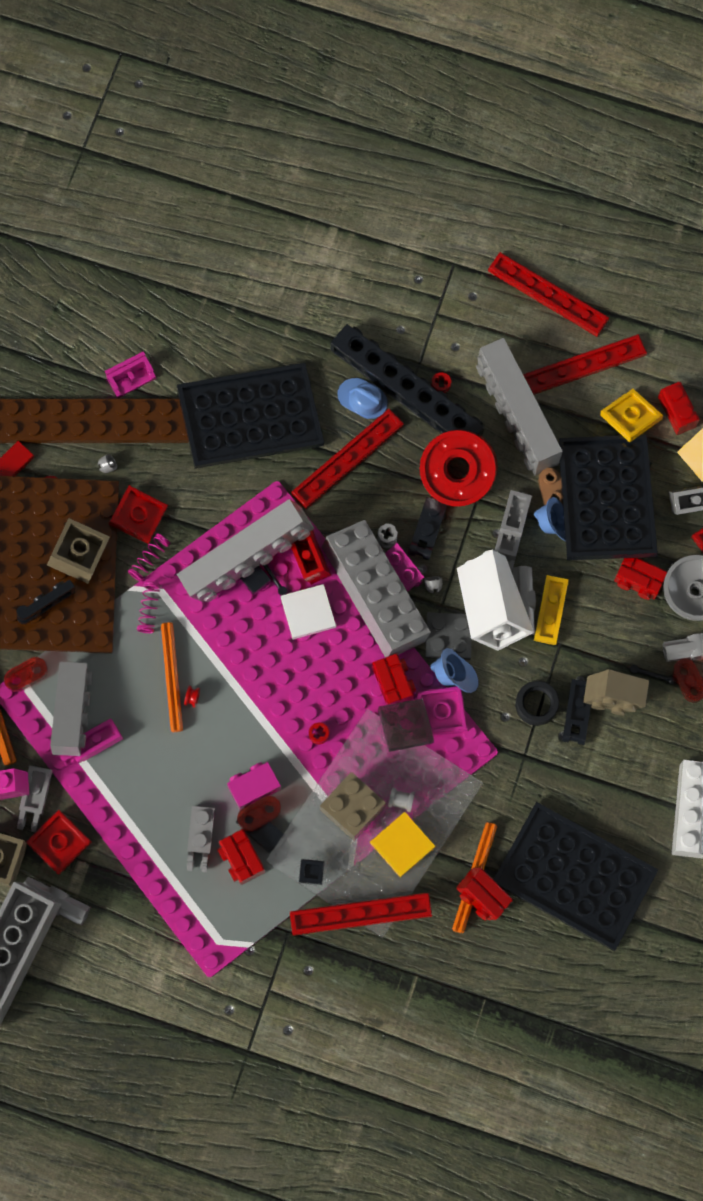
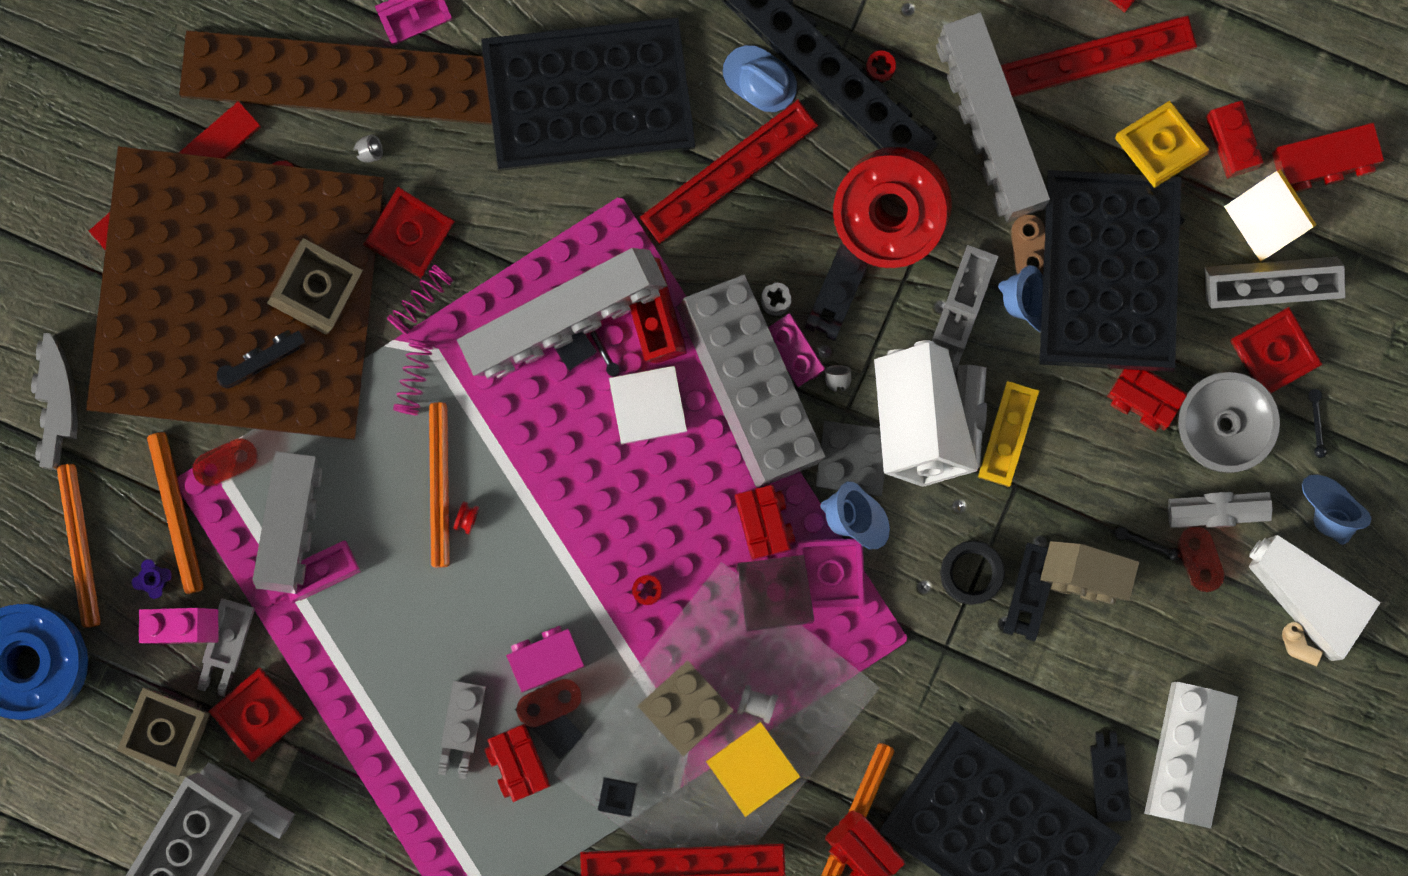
camera: 10 degrees right, 10 degrees up
(645, 833) = (1110, 779): none -> black hinge

